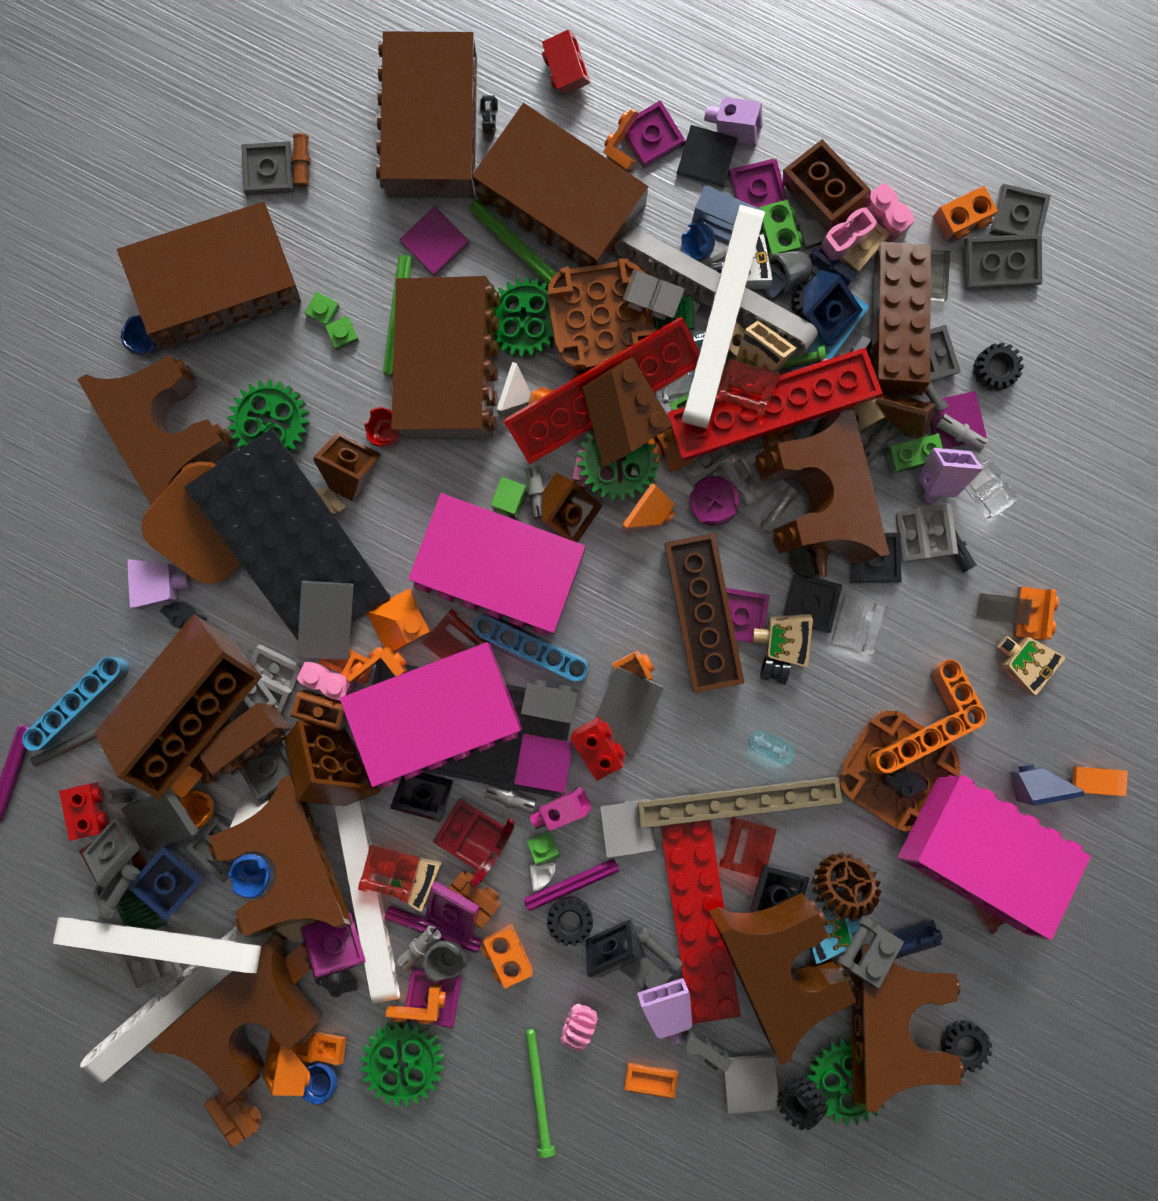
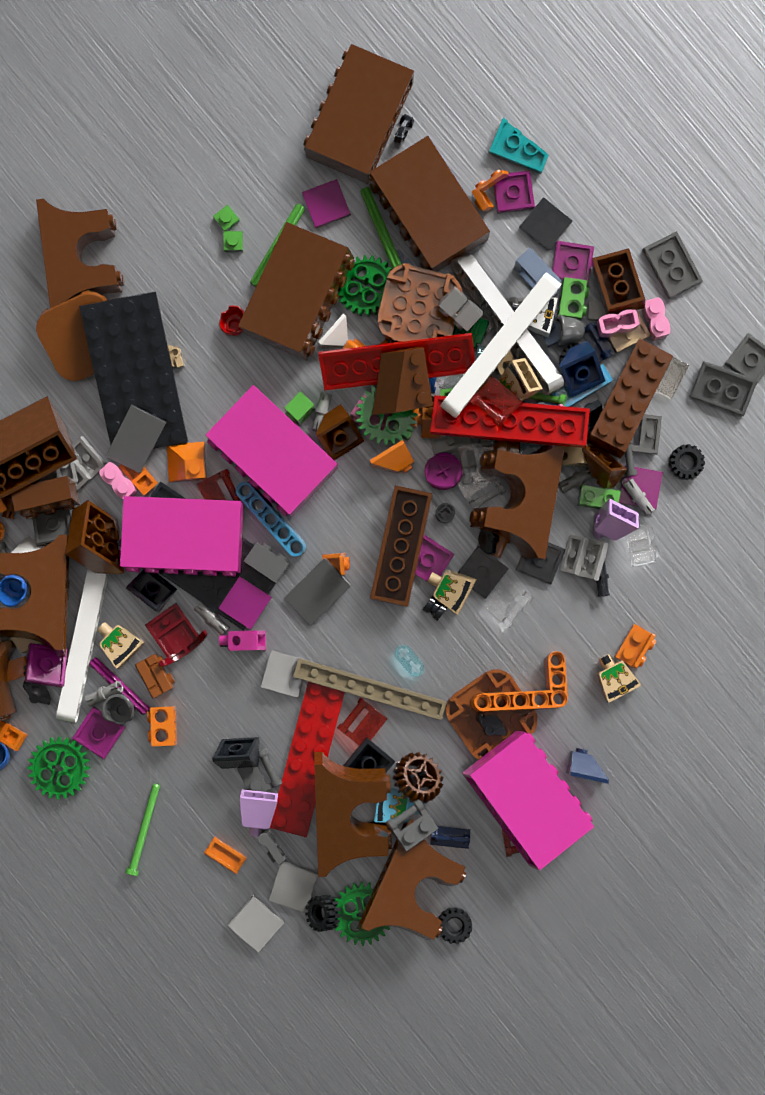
camera: 25 degrees right, 0 degrees up
(135, 337) = (91, 184): blue hair -> none
(153, 583) = (27, 362): lavender torso -> none
(179, 613) = (36, 391): black piece -> none
(209, 276) = (157, 164): reddish brown brick -> none
(267, 168) = (230, 101): dark grey tile -> none
(276, 399) = (166, 269): green gear -> none
(301, 159) = (256, 106): dark orange pin -> none
(319, 710) = (105, 500): dark orange brick -> none
(346, 465) = (196, 336): reddish brown slope -> none
(393, 661) = (171, 488): orange bracket -> none
(393, 865) = (108, 626): clear red plate -> none
(423, 1016) = (100, 735): orange bracket -> none
(452, 911) = (137, 677): magenta tile -> none
(542, 874) = (210, 680): white tile -> none
(543, 848) = (219, 662): bright green plate -> none
(565, 62) = (472, 116): red brick -> none
(571, 885) = (229, 696): magenta axle -> none
(577, 935) = (208, 729): black tyre -> none
(579, 1027) = (191, 795): bright pink gear -> none
(598, 748) = (287, 609): red brick -> none
(634, 80) = (517, 148): none -> teal wing
(698, 241) = (512, 283): blue hair -> none
(724, 1149) = (255, 923): none -> light grey slope
(734, 549) = (442, 513): none -> black wheel
(737, 119) = (576, 208): lavender torso -> none
(878, 141) = (672, 265): none -> dark grey tile
(963, 210) = (710, 338): orange brick -> none
(1004, 609) = (615, 634): clear smoke tile -> none
(1100, 780) = (629, 783): orange slope -> none

